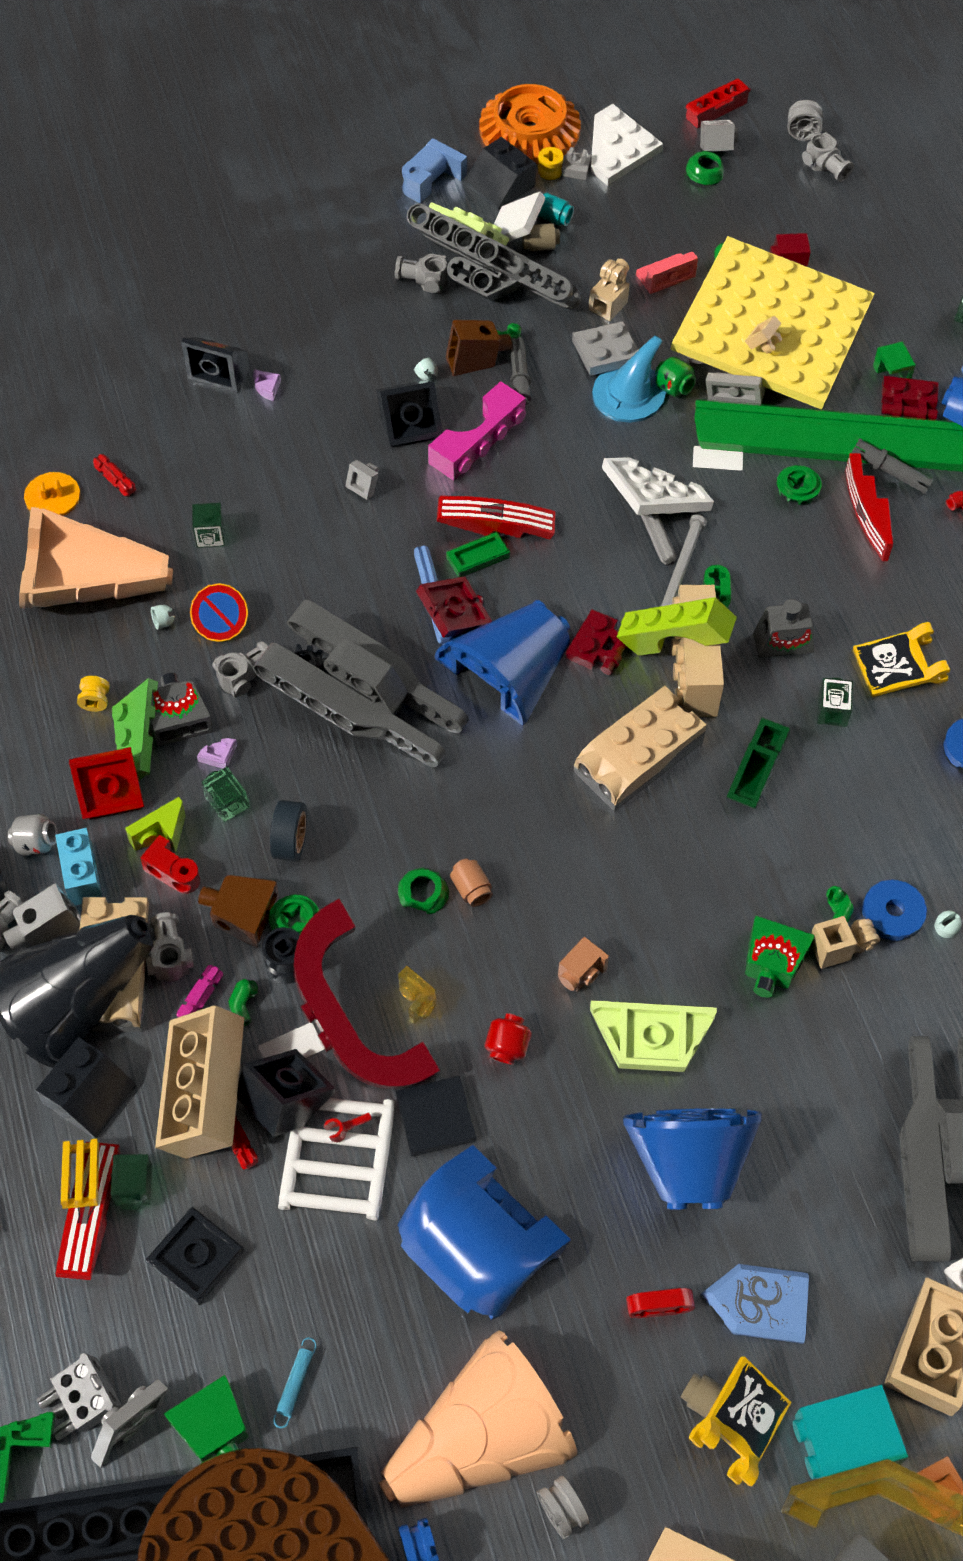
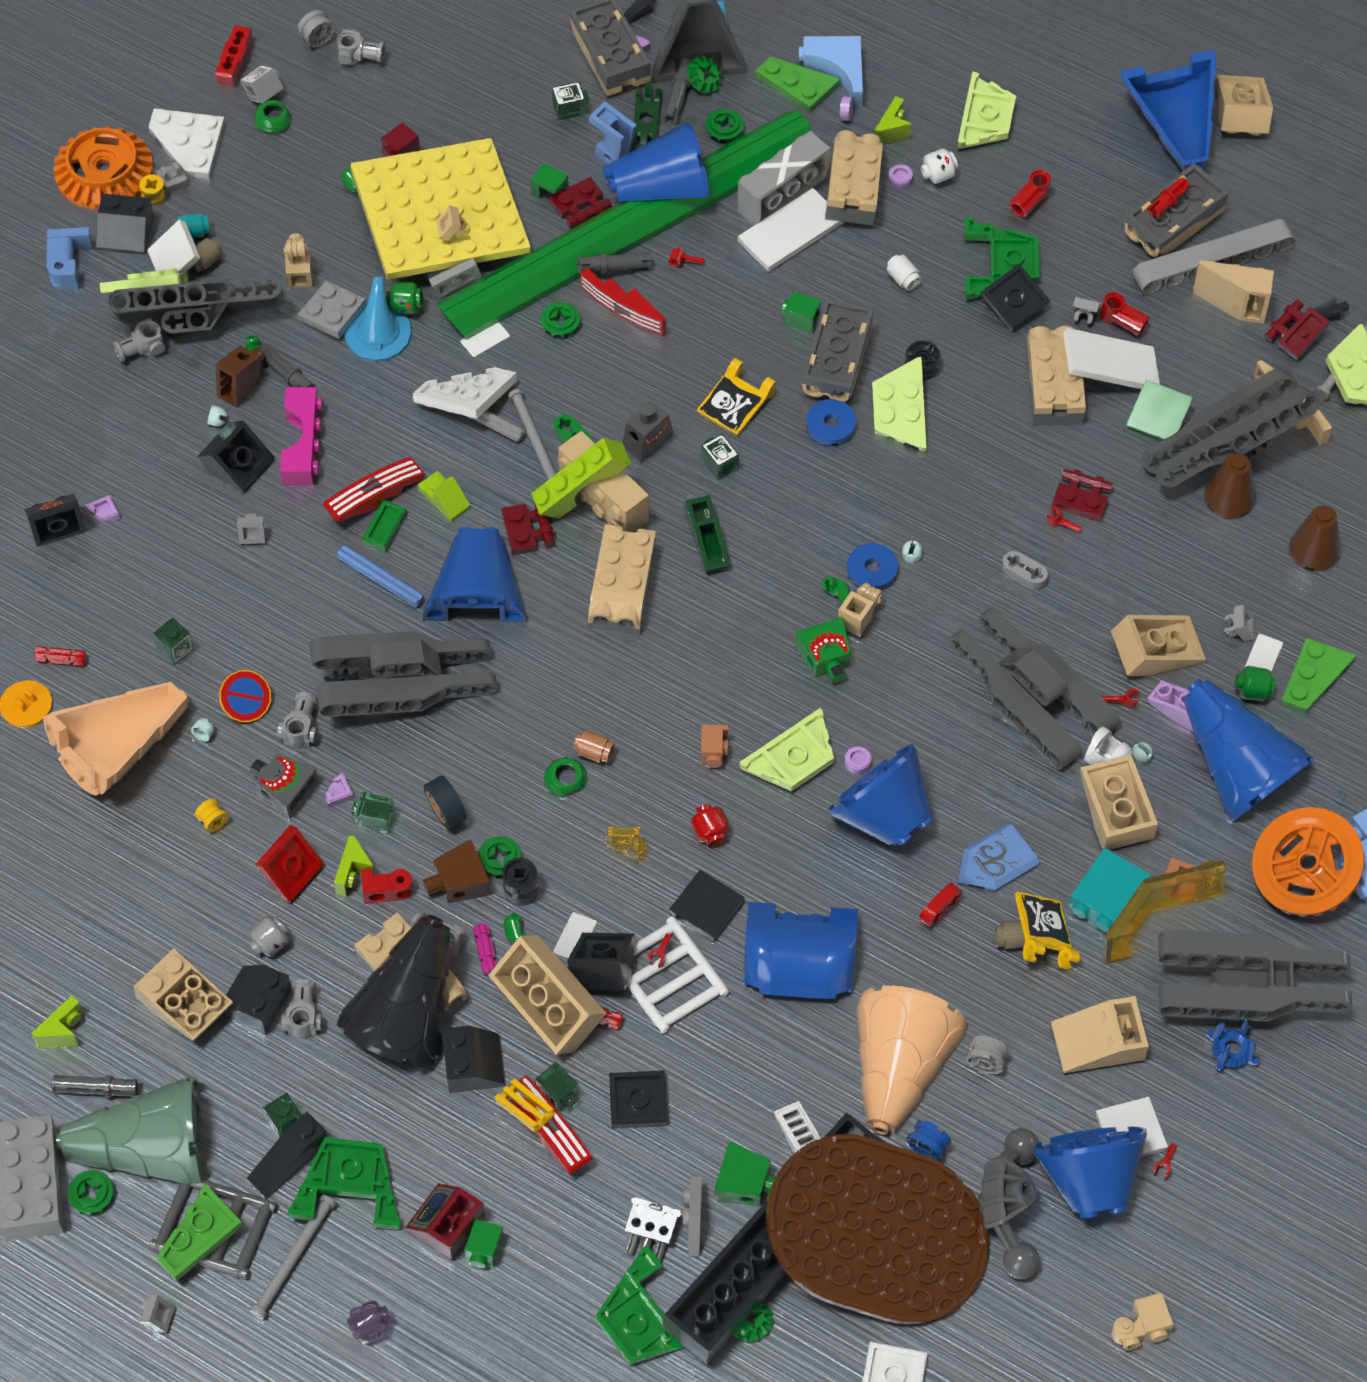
camera: 40 degrees left, 0 degrees up
(43, 918) = (339, 980): light grey torso -> none
(78, 865) = (324, 931): medium azure brick -> none
(132, 722) = (263, 811): bright green wing -> none
(295, 1382) = (769, 1118): medium azure piece -> none
(297, 1447) = (789, 1132): none -> white slope
(337, 1033) = (589, 891): dark red arch -> none
(453, 606) = (408, 574): dark red plate -> none
(553, 565) = (445, 495): none -> lime slope
(668, 272) = (321, 219): coral panel -> none
(711, 1088) = (858, 760): none -> lavender tile

